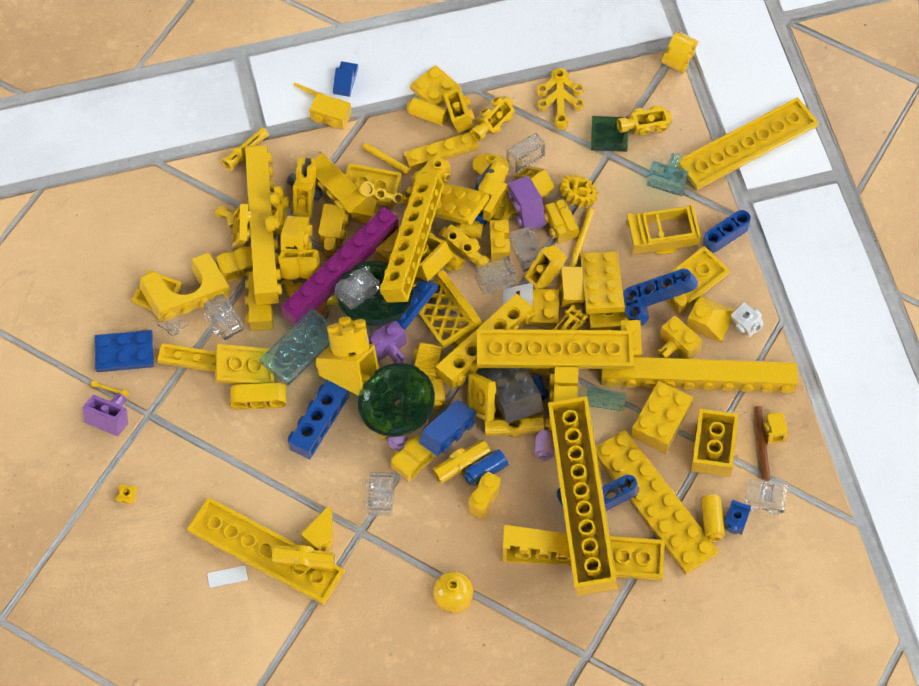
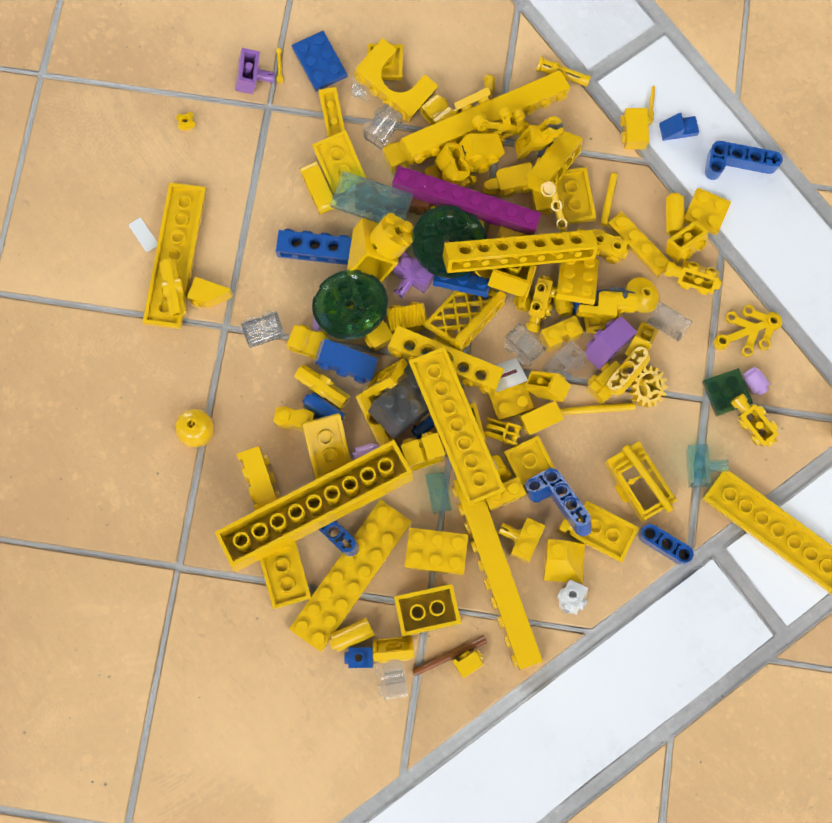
camera: 65 degrees right, 15 degrees up
(356, 288) = (441, 222): clear brick -> none
(390, 51) = (767, 160): none -> blue beam
(524, 472) = (326, 444): none -> yellow plate
(568, 199) = (627, 379): none -> yellow beam
(602, 282) = (556, 444): yellow plate -> none
(609, 107) = (756, 381): none -> lavender brick
(664, 218) = (648, 478): none -> yellow bar
(740, 481) = (393, 648): none -> yellow plate

